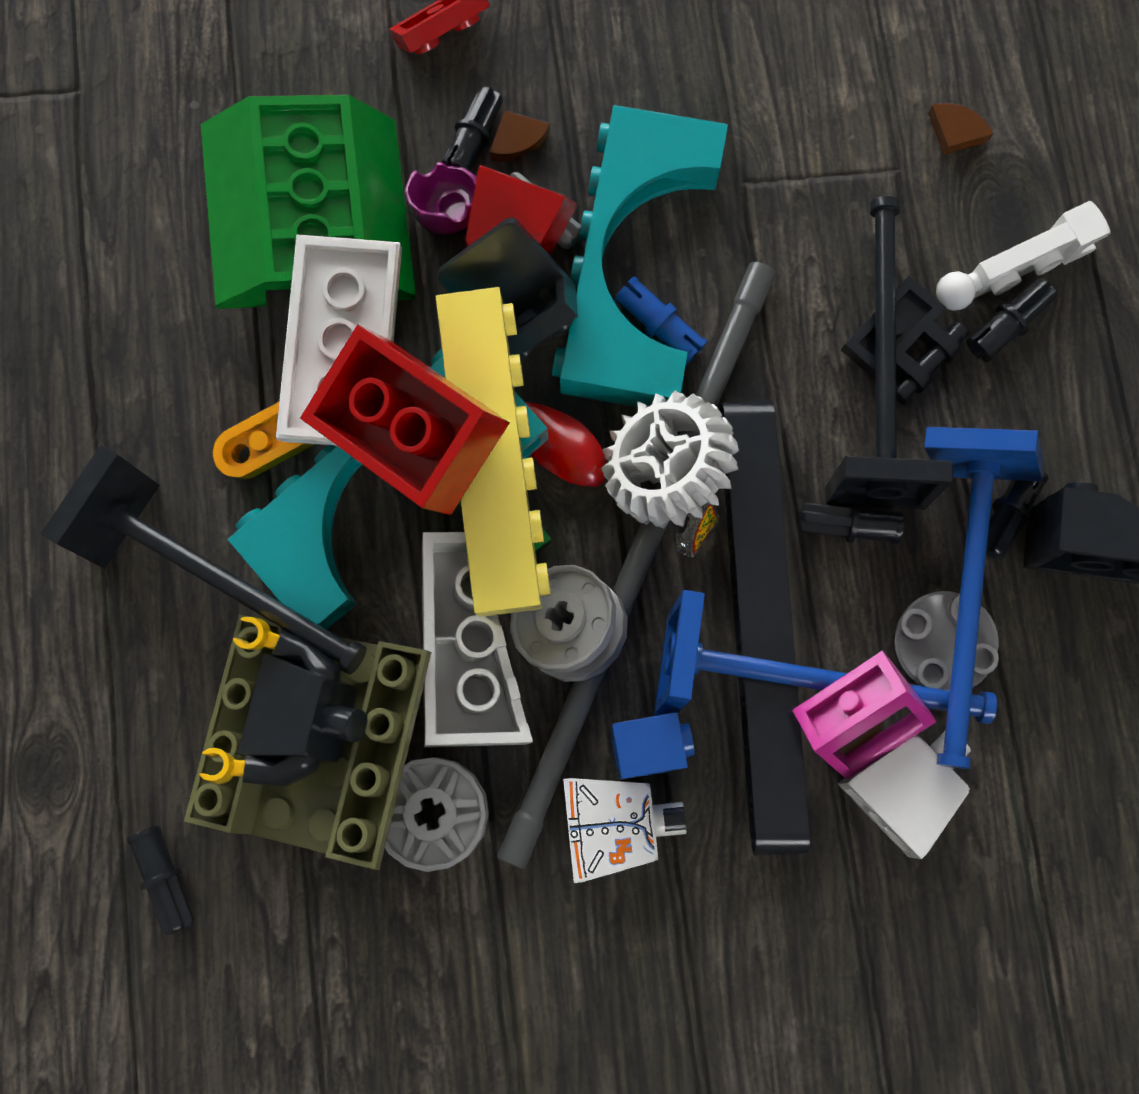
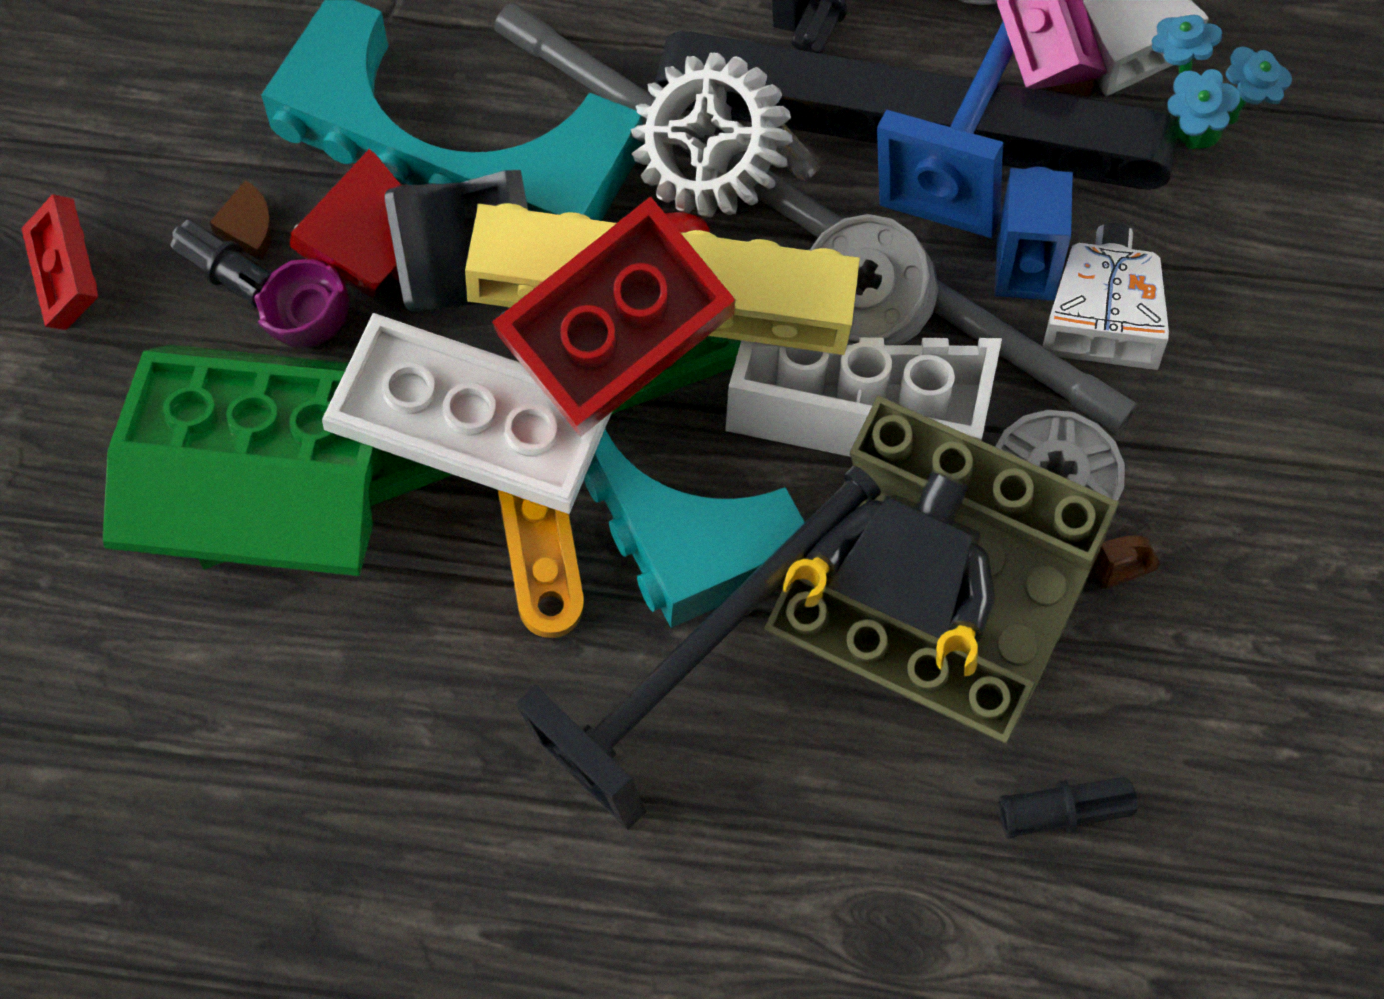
camera: 75 degrees left, 15 degrees down
(382, 888) = (1124, 560): none -> reddish brown tile
(660, 319) = (530, 121): blue pin -> none
(809, 870) = (1203, 101): none -> dark azure plant

